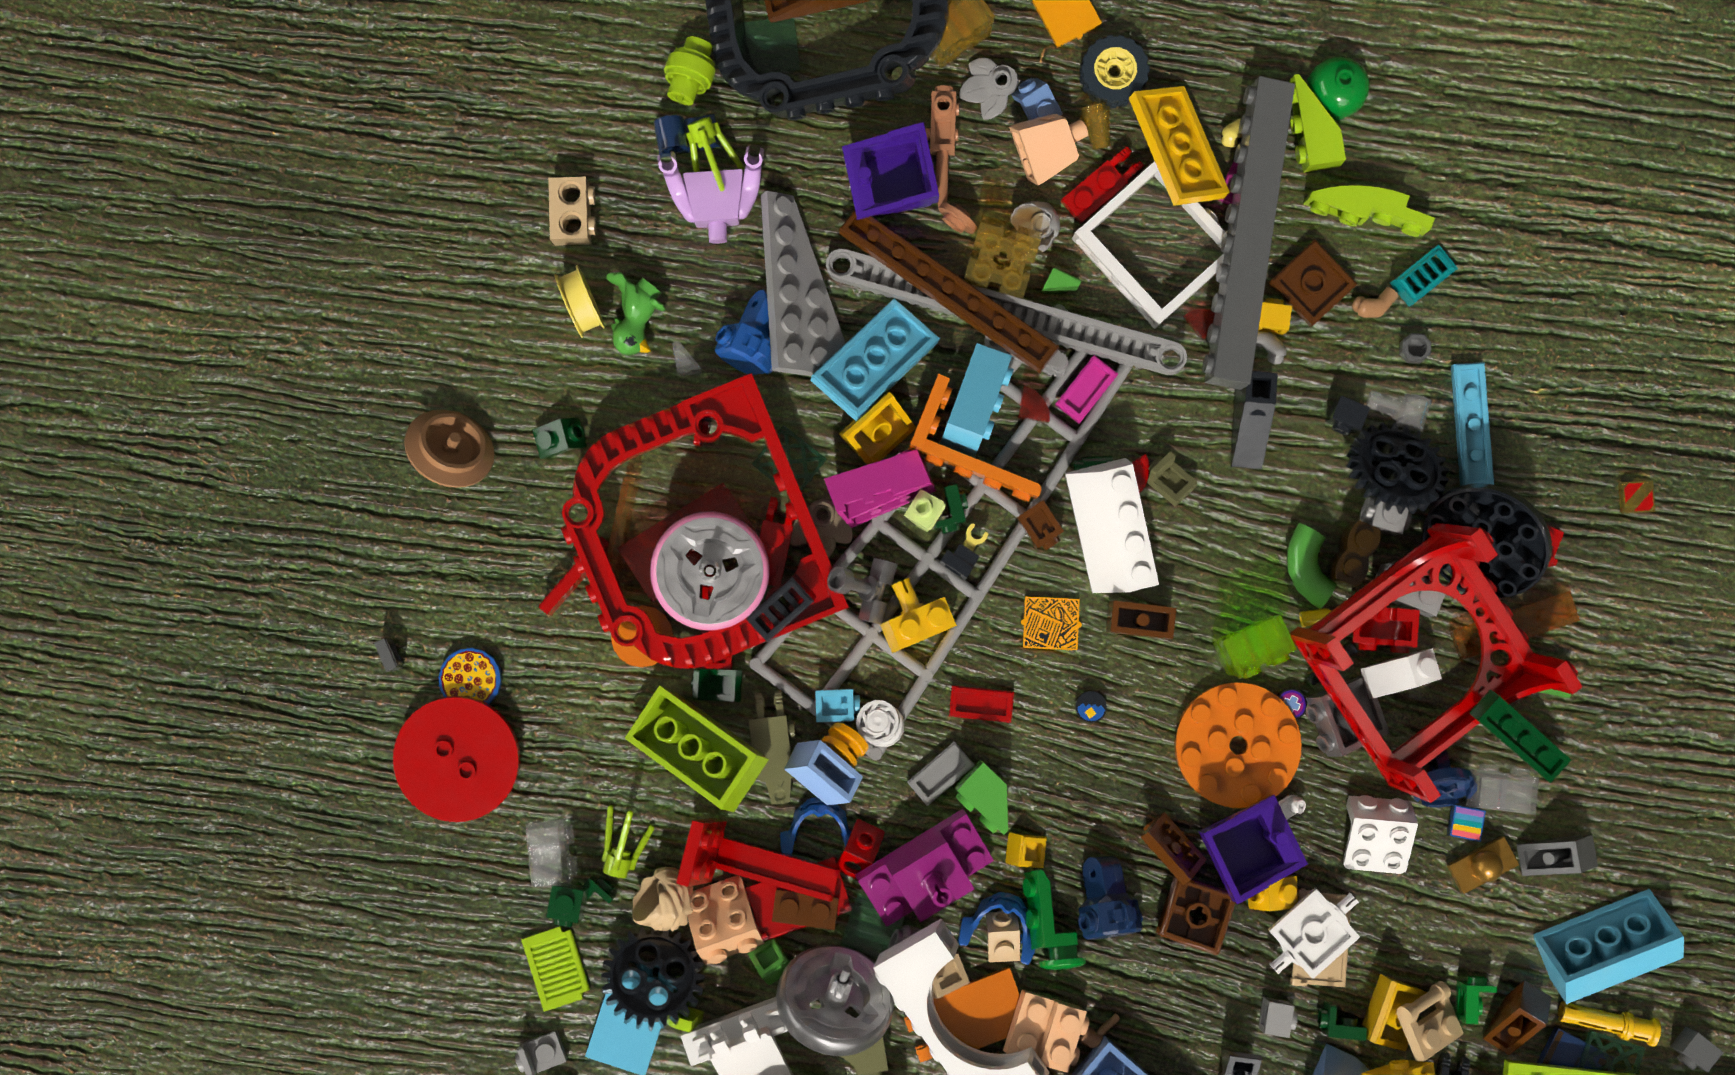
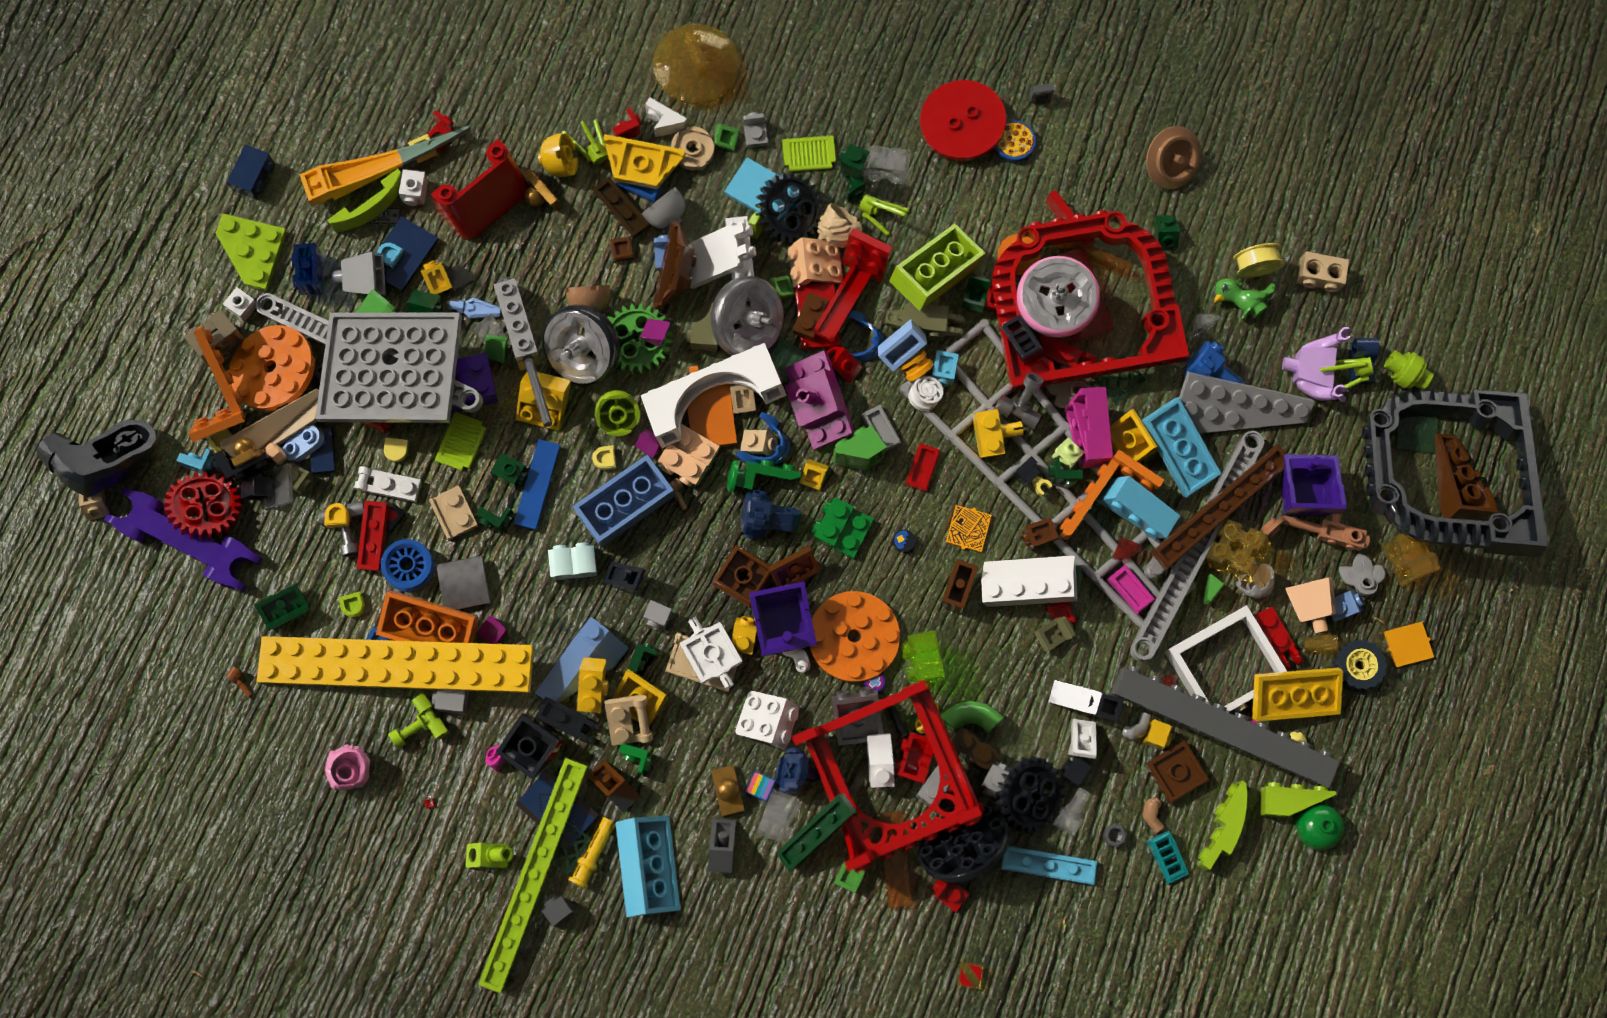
camera: 100 degrees right, 10 degrees down
(1093, 795) = (842, 527): none -> green plate
(1305, 413) = (1083, 739): none -> white slope

